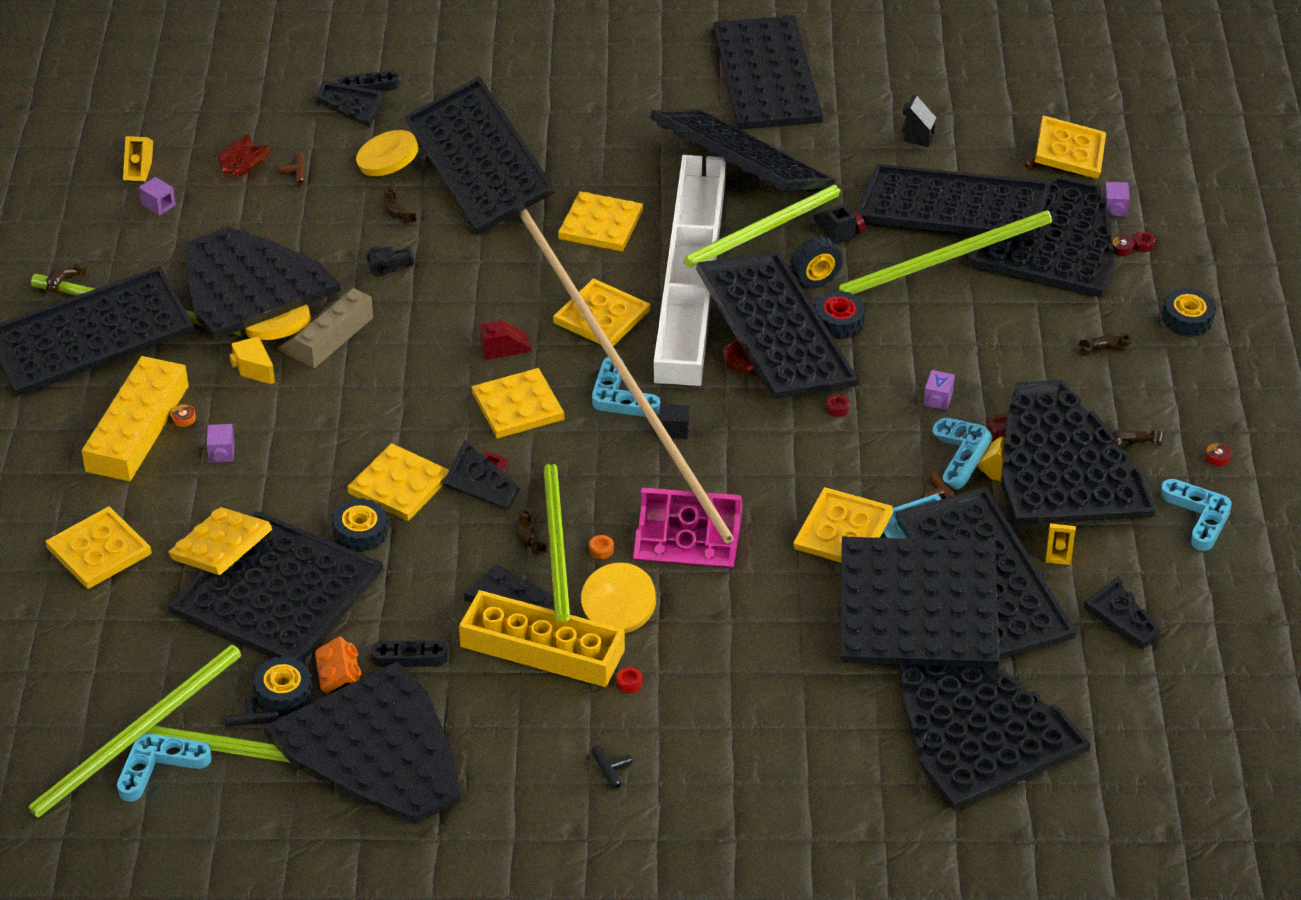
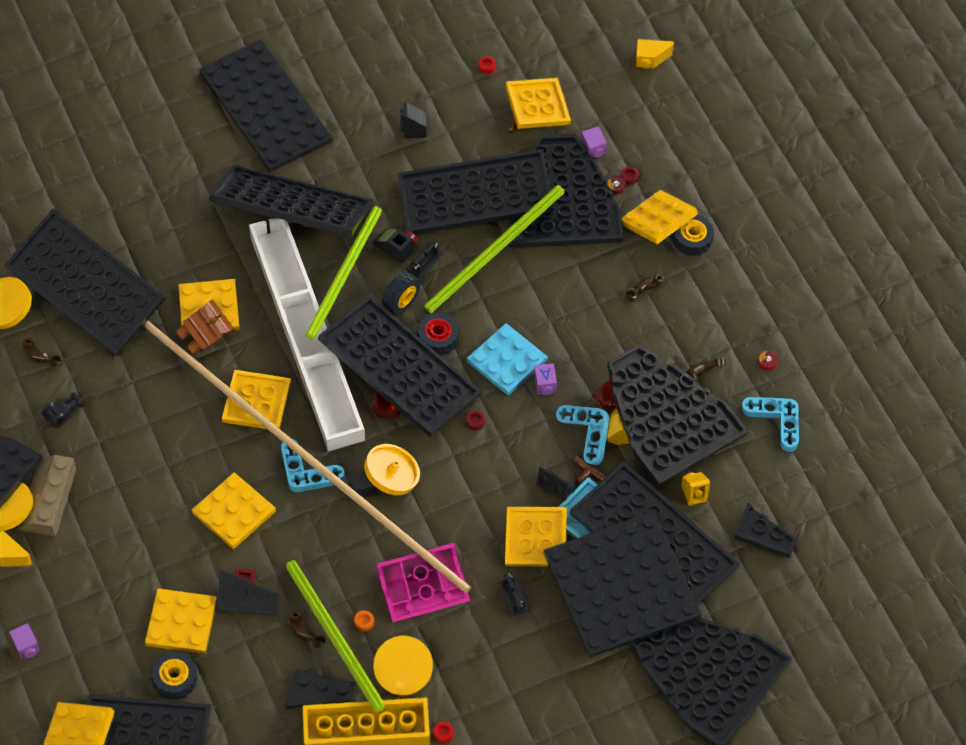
camera: 25 degrees left, 15 degrees up
(502, 340) = (193, 456): dark red slope -> none
(579, 233) = (203, 333): none -> dark orange hips
(713, 415) = (392, 469): none -> yellow piece
(786, 576) = (513, 595): none -> black hinge
(861, 248) = (425, 260): none -> black hinge
(894, 487) = (554, 484): none -> black hinge
(904, 361) = (506, 359): none -> medium azure plate
(1032, 103) = (487, 65): none -> red tile
(1155, 281) = (658, 216): none -> yellow plate
(1230, 140) = (652, 52): none -> yellow slope

